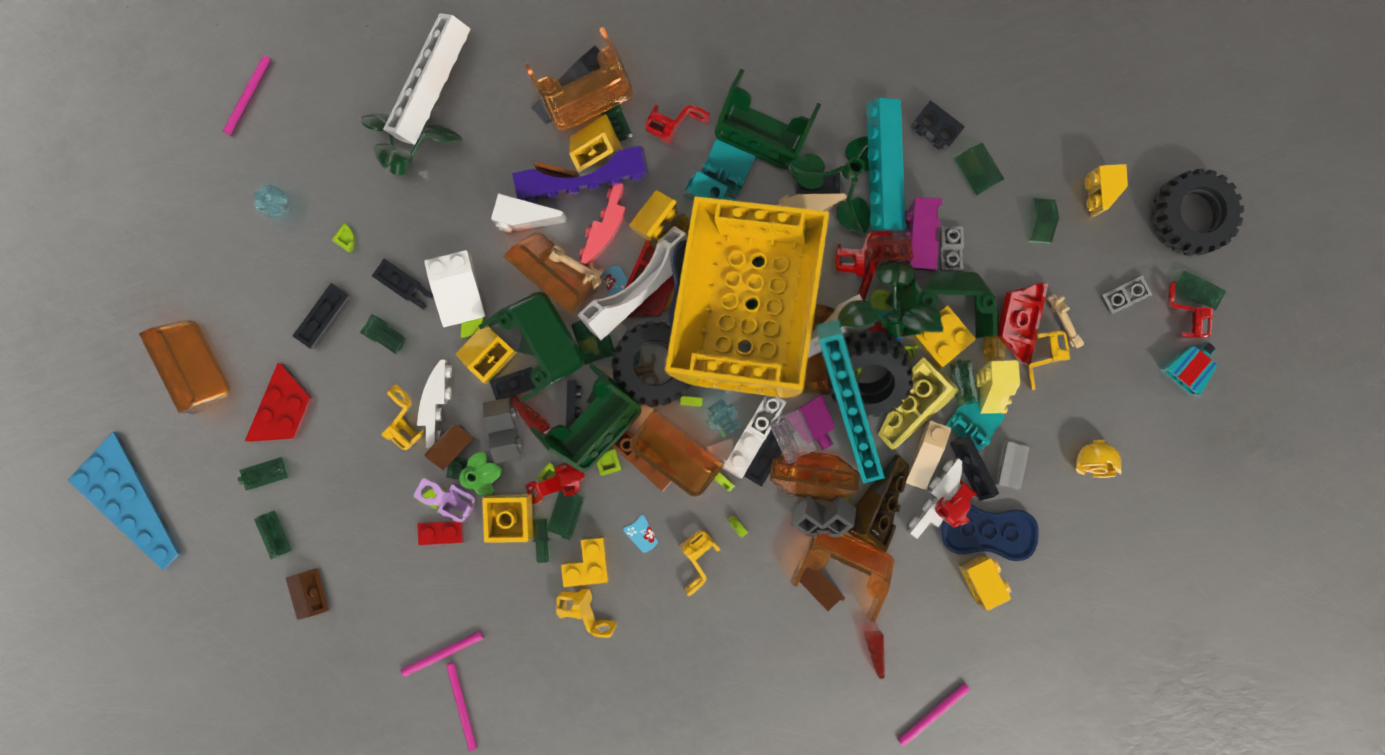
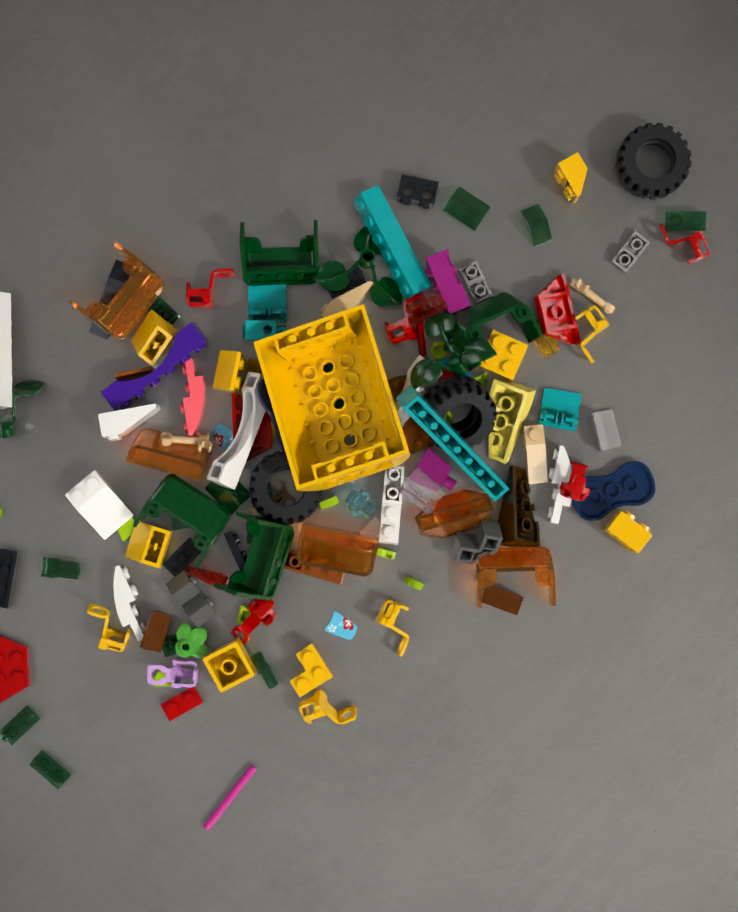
camera: 25 degrees left, 0 degrees up
(307, 594) = (100, 803): reddish brown panel -> none
(400, 282) = (53, 521): black hinge -> none
(461, 706) = (265, 831): dark pink piece -> none
(565, 515) = (274, 640): clear green panel -> none
(609, 463) = (288, 583): lime tile -> none
(761, 464) = (408, 527): black plate -> none
(875, 645) = (567, 624): clear red slope -> none
(934, 714) = (639, 655): dark pink piece -> none
(964, 378) = (535, 380): clear green hinge -> none
(974, 467) = (576, 446): black plate -> none
(996, 384) = (561, 372): light yellow wedge -> none
(1099, 459) = (670, 392): yellow cylinder -> none
(1192, 368) = (709, 284): torso -> none

